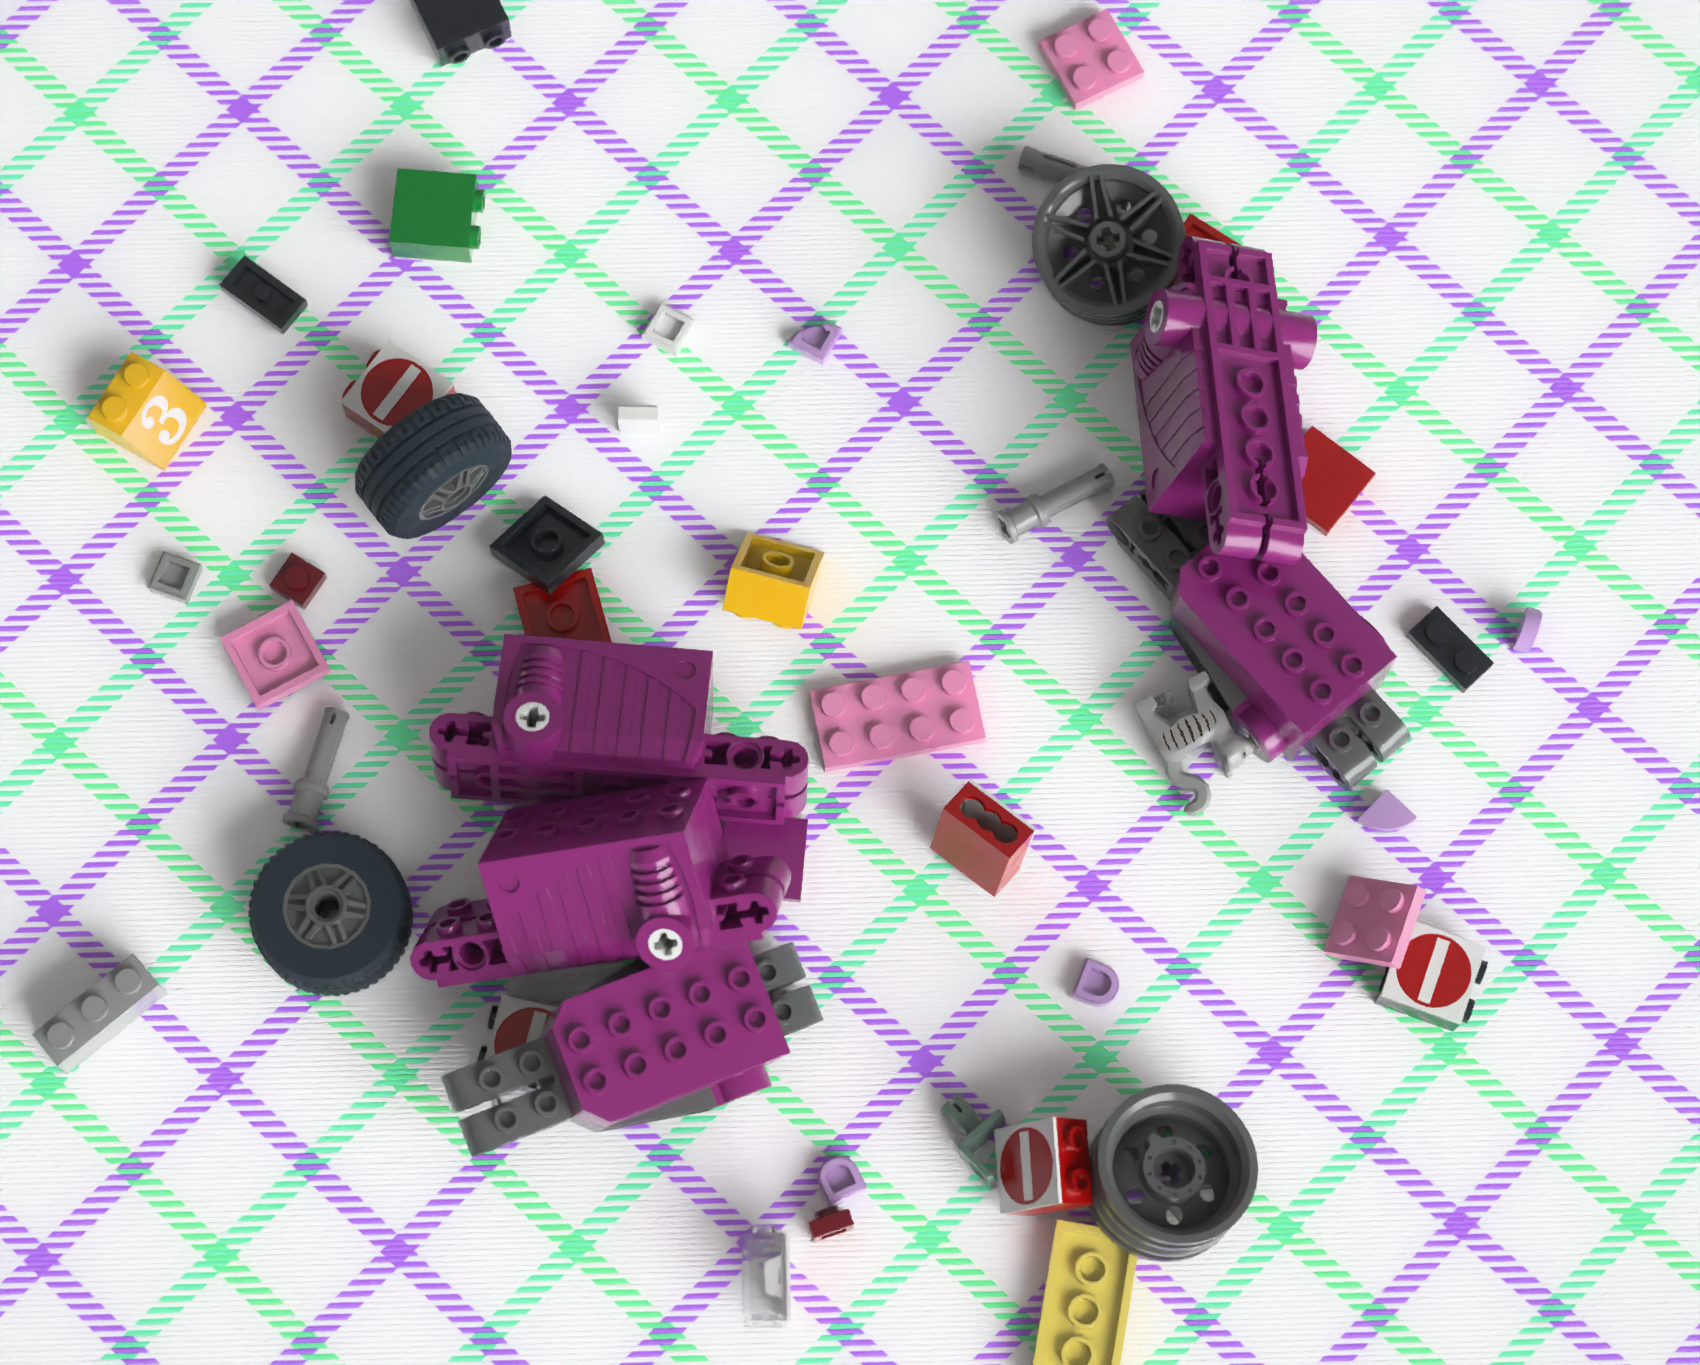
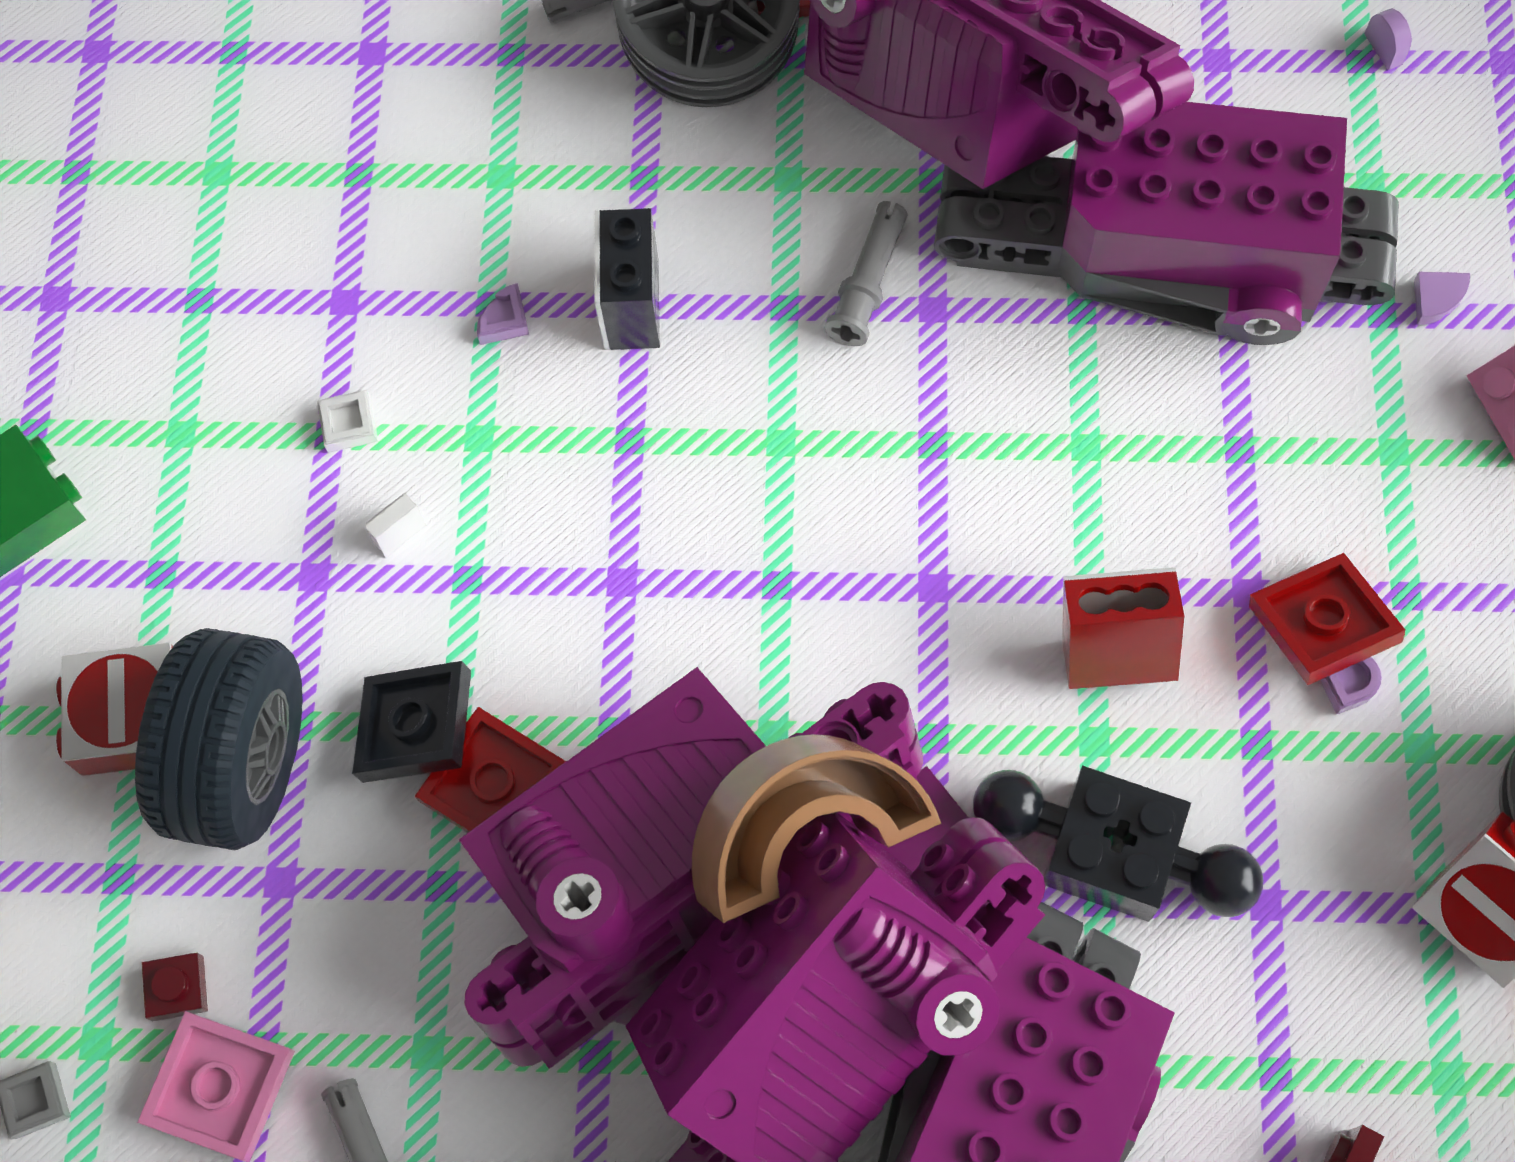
camera: 35 degrees left, 5 degrees down
(688, 755) = (780, 792): none -> medium nougat brick
(772, 581) = (675, 566): yellow slope -> none
(840, 1179) = (1309, 1103): lavender tile -> none
(897, 716) = (913, 591): bright pink plate -> none
(901, 384) = (626, 279): none -> black piece
(906, 1021) = (1150, 823): none -> black brick
(976, 1133) = (1392, 927): sand green bracket -> none
(1112, 937) = (1326, 618): none -> red plate
(1190, 731) = (1200, 369): light grey animal -> none
(1450, 649) = (1367, 108): black plate -> none

